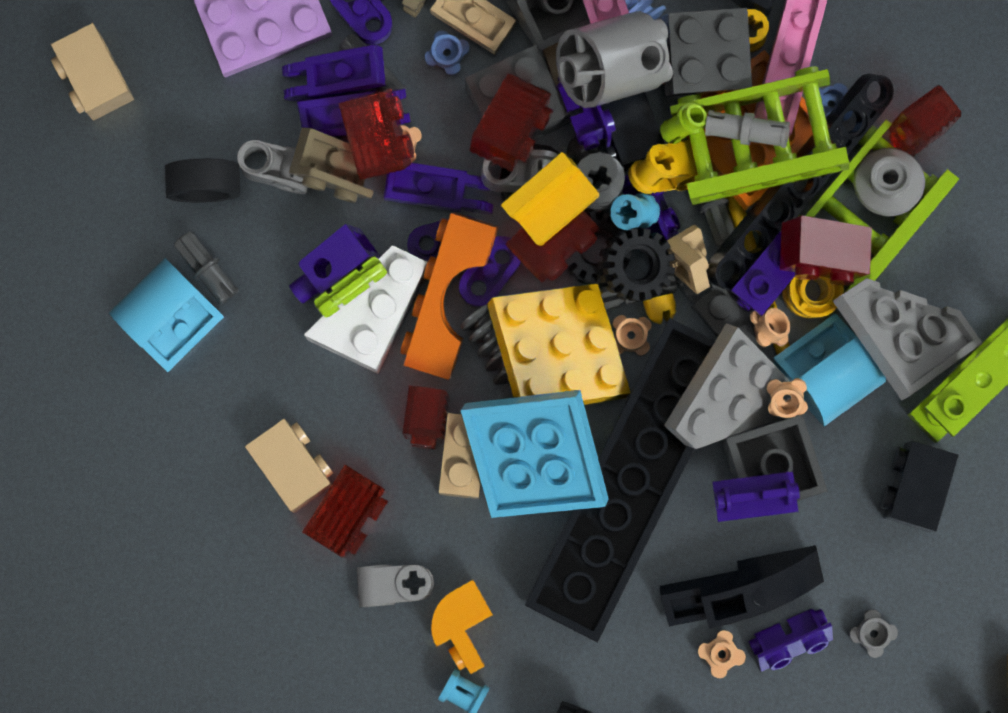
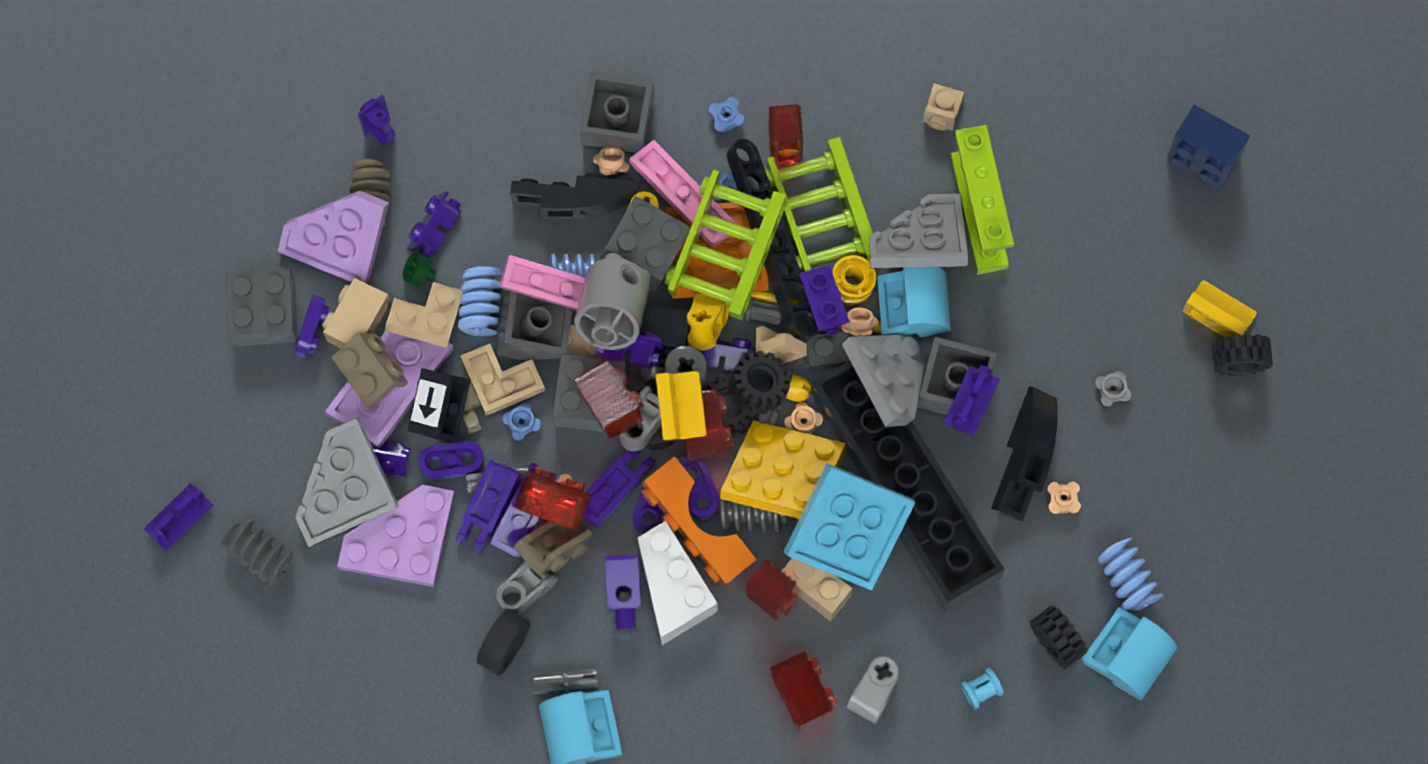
camera: 55 degrees left, 10 degrees down
(91, 71) = (370, 674): tan brick -> none
(290, 465) = (744, 708): tan brick -> none
(350, 286) = (649, 582): lime axle -> none
(453, 617) = (926, 666): light orange brick -> none
(623, 211) = (725, 368): medium azure bush -> none
(688, 120) = (686, 281): lime pin -> none
(747, 128) = (718, 246): light grey pin -> none
(791, 407) = (924, 343): light nougat plate -> none
(806, 636) = (1085, 430): dark purple hinge -> none
(825, 249) = (832, 250): brick -> none
(889, 198) = (812, 196): light grey piece -> none
(905, 58) = (726, 123): none -> medium blue plate
(919, 486) = (1031, 295): black brick -> none

